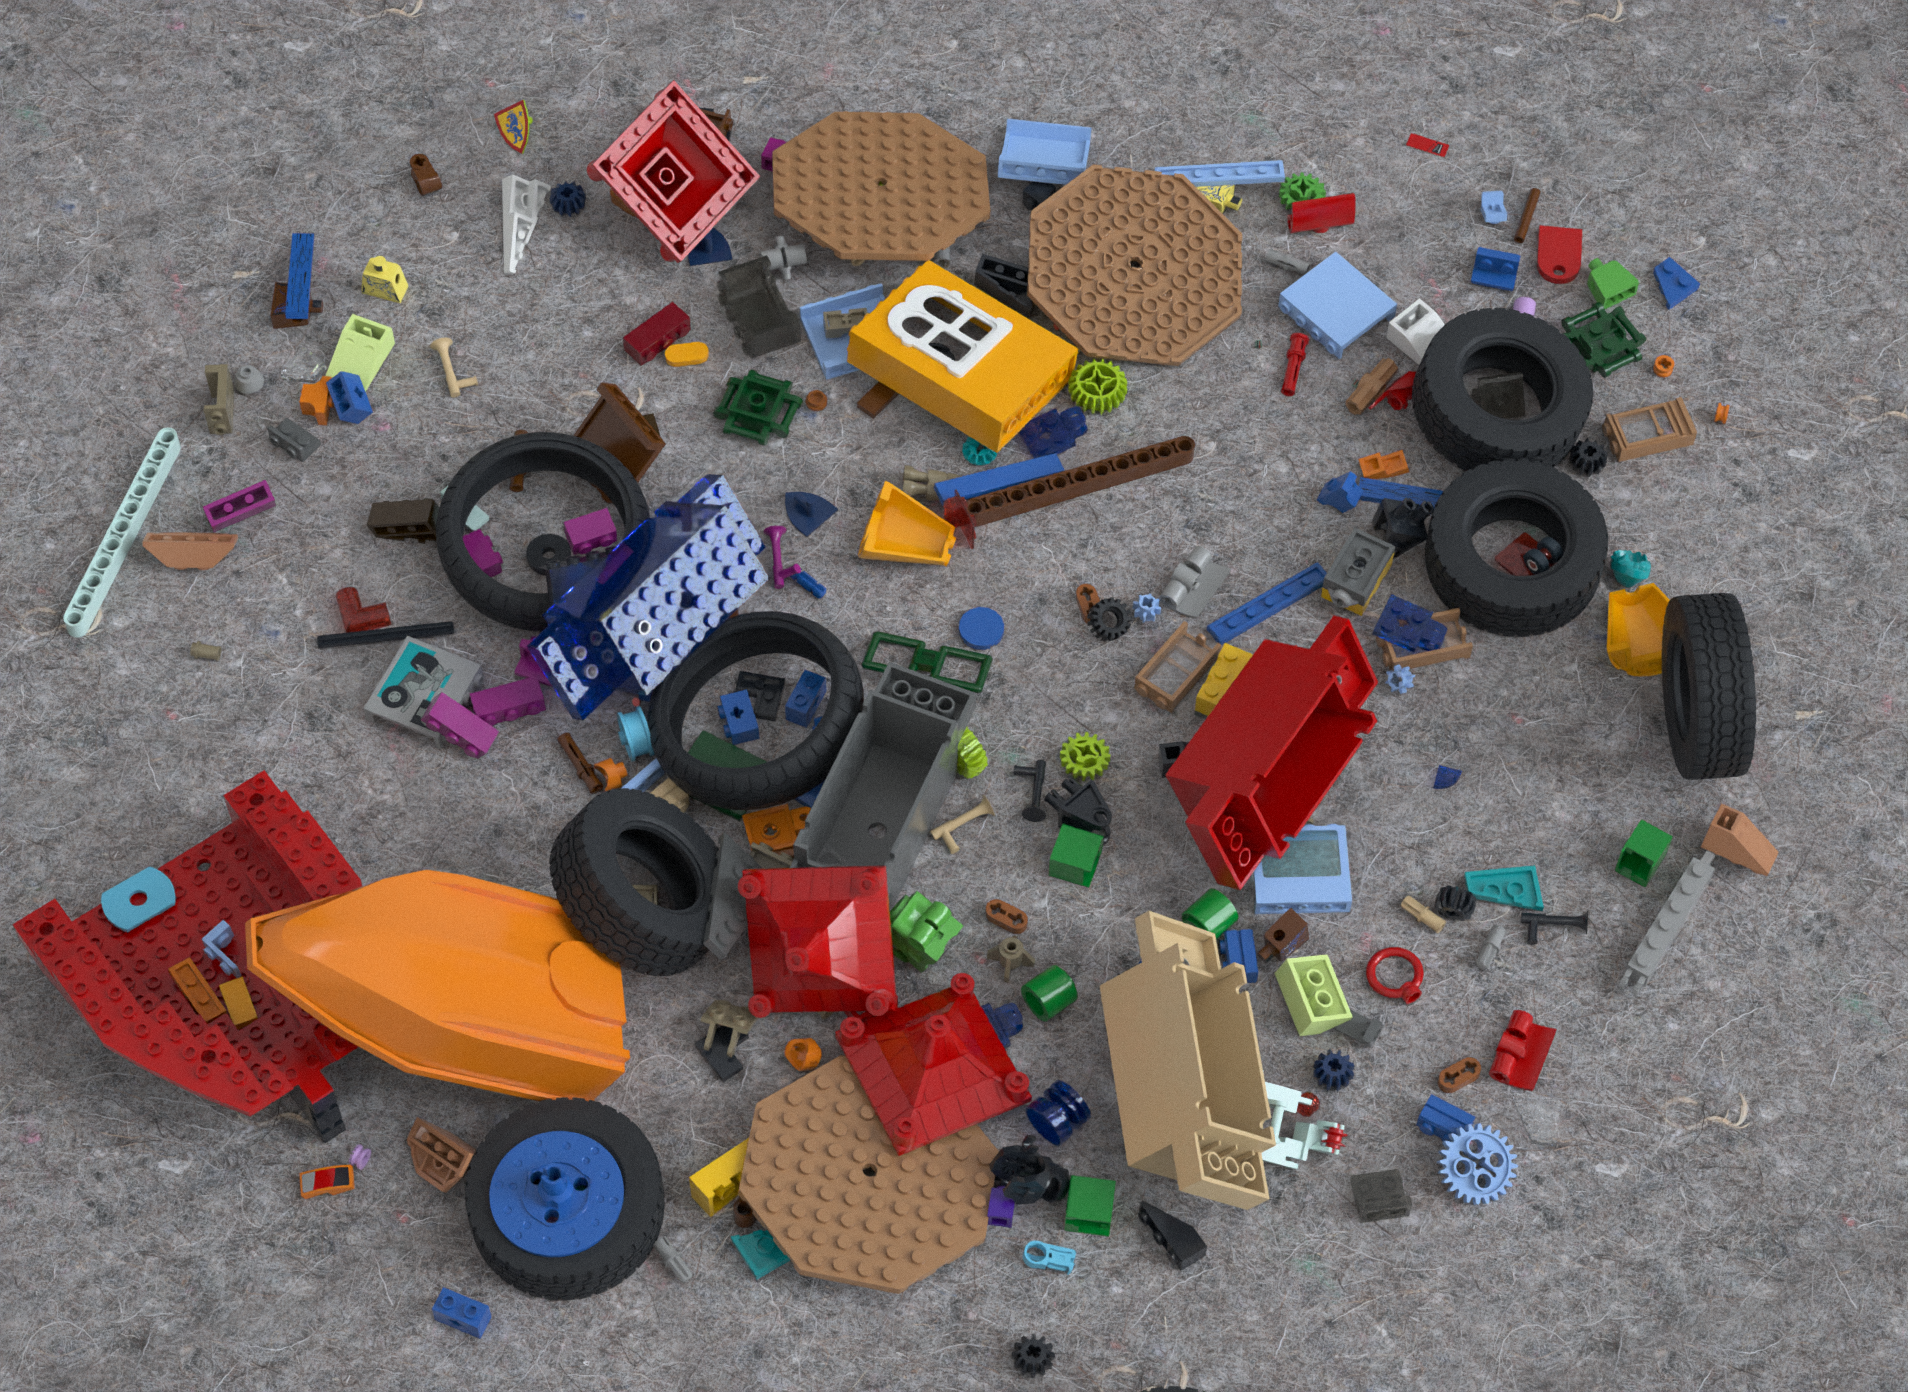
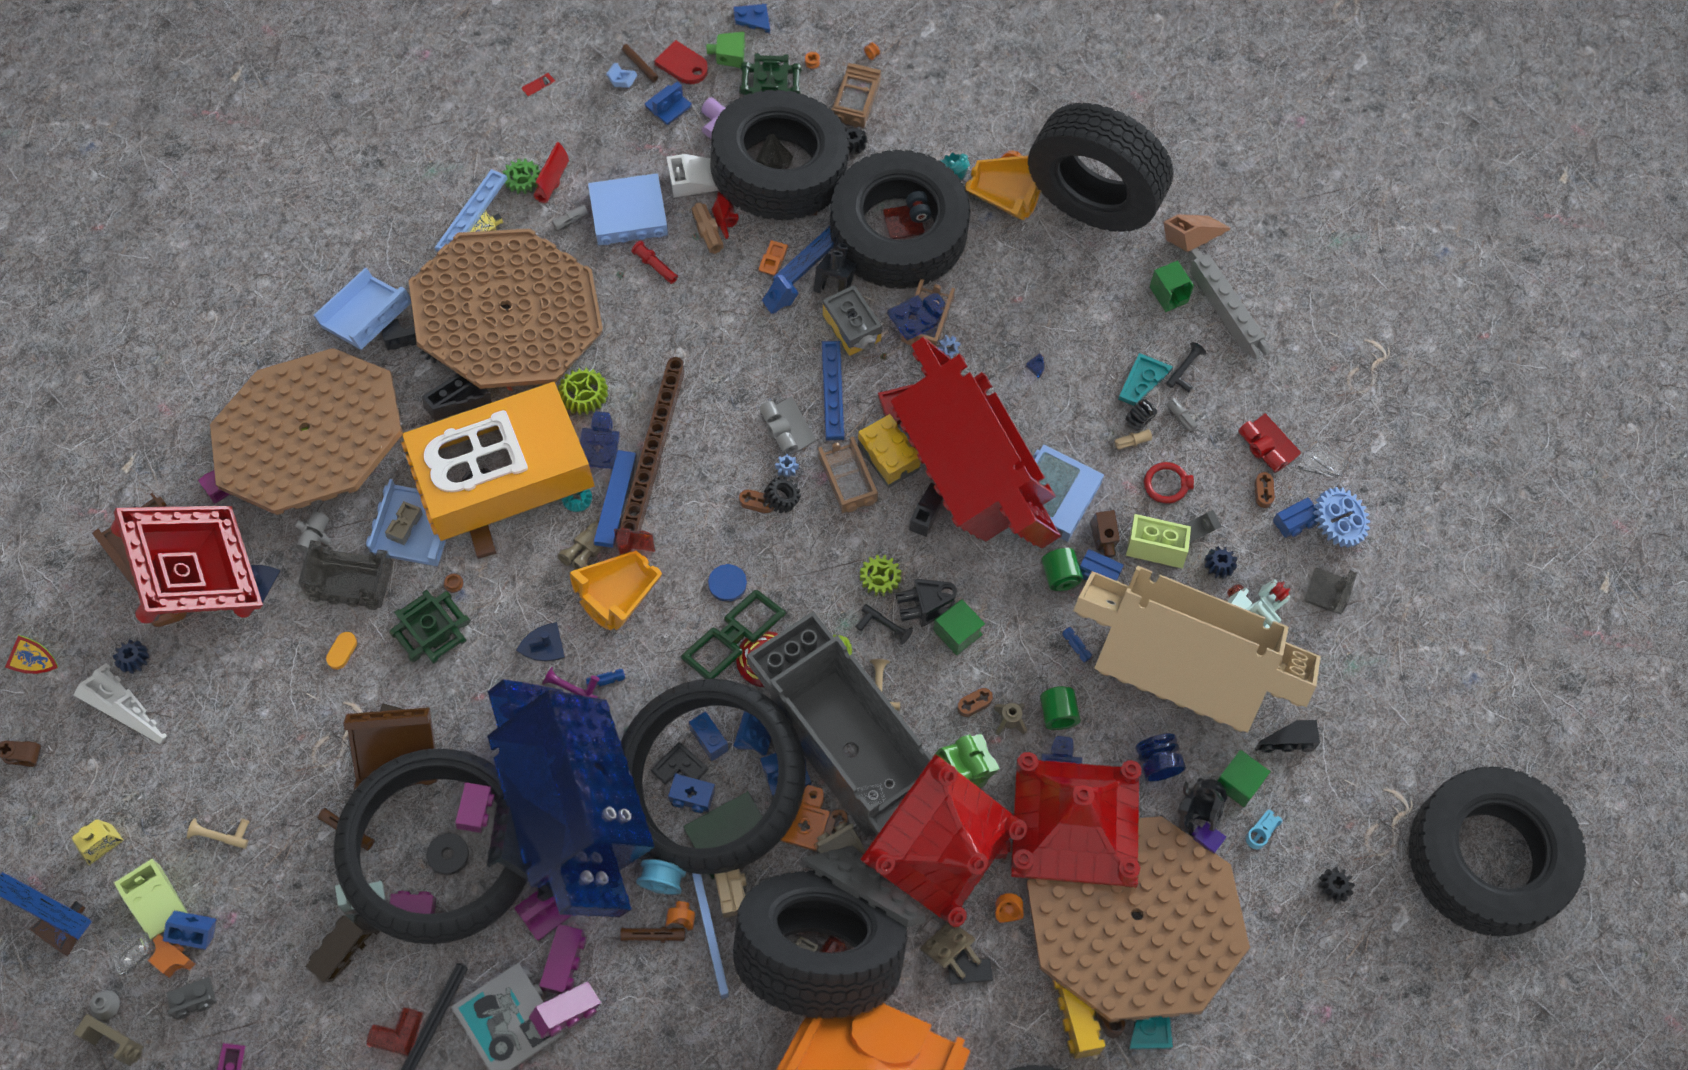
camera: 60 degrees left, 5 degrees up
(657, 333) = (309, 661): dark red brick -> none

